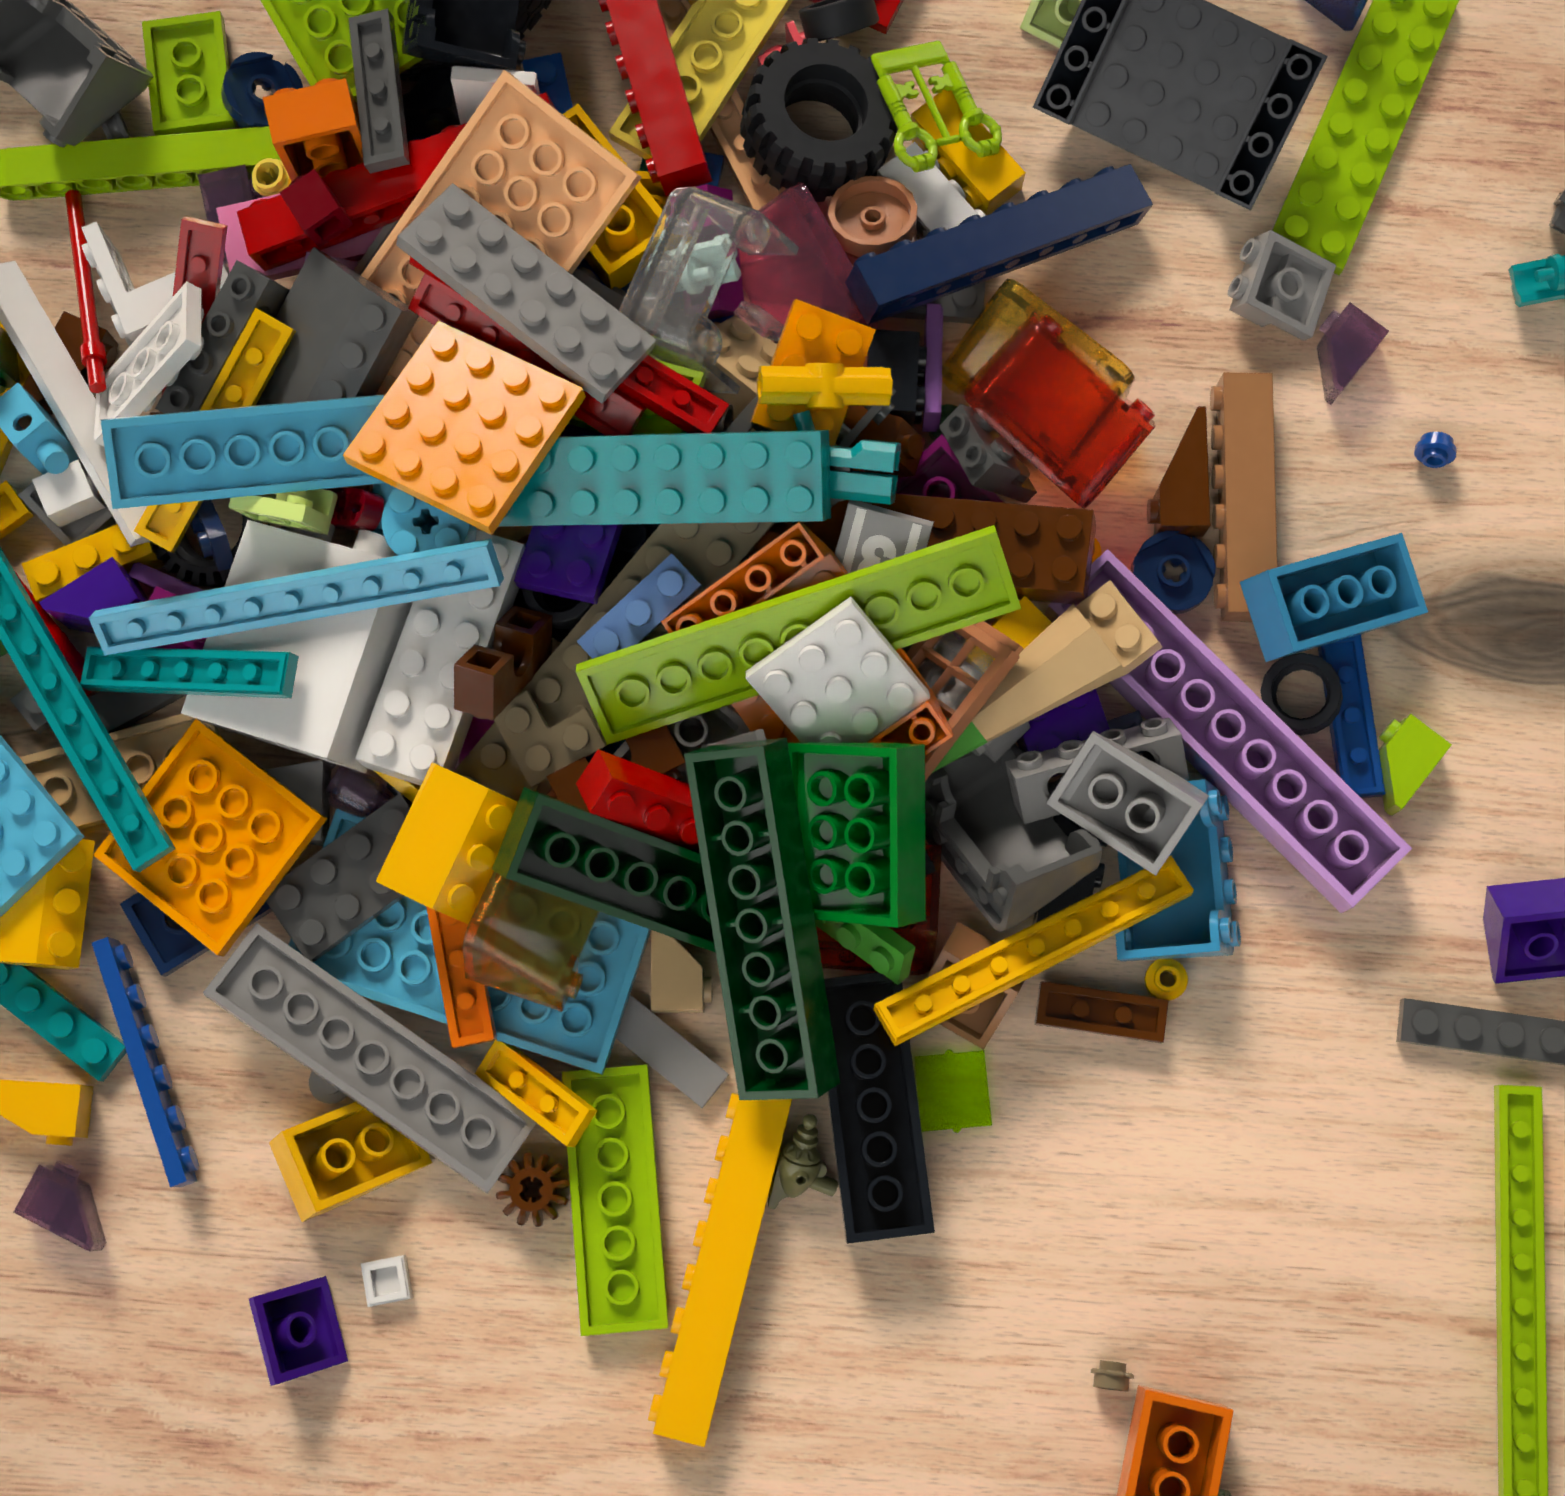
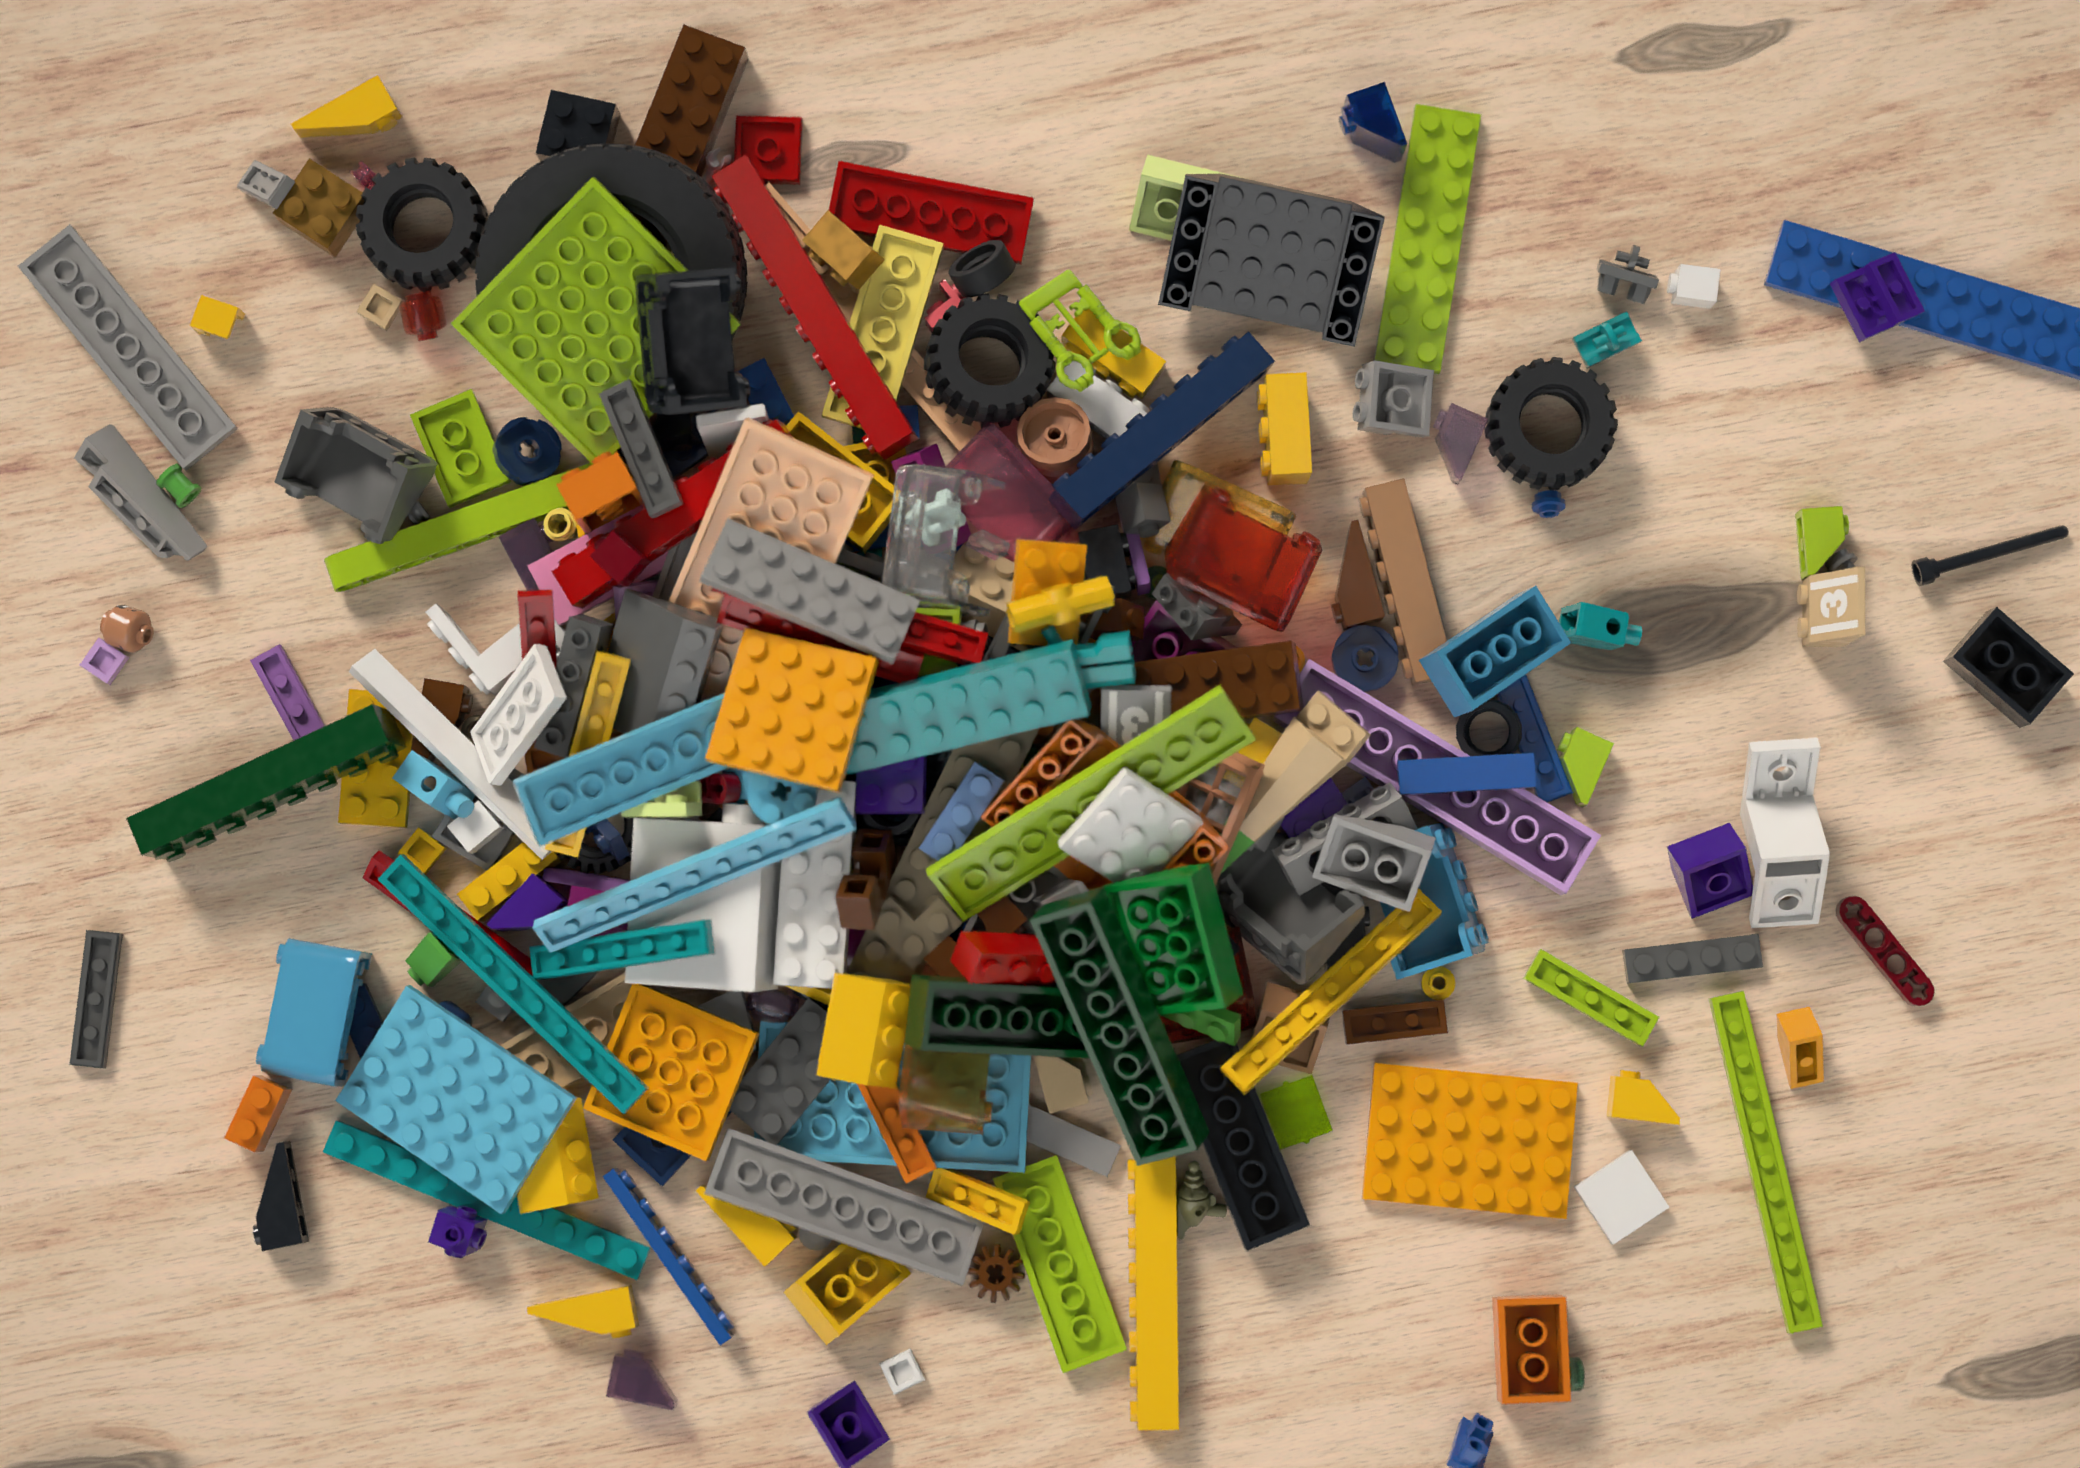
camera: 15 degrees left, 5 degrees up
(92, 350) = (461, 707): red bar -> none
(260, 1064) = (759, 1233): none -> yellow slope
(954, 326) = (1143, 509): none -> dark grey brick
(1111, 1376) = (1470, 1295): dark tan plate -> none
(1145, 282) = (1284, 429): none -> yellow brick
(1158, 1183) = (1469, 1140): none -> light orange plate
(1265, 731) = (1466, 774): none -> blue tile
(1329, 1303) = (1621, 1197): none -> white tile
(1350, 1046) = (1591, 997): none -> lime plate
(1380, 1188) = (1638, 1100): none -> yellow slope
(1464, 603) = (1598, 626): none -> teal torso
(1497, 321) = (1576, 388): none -> black tyre

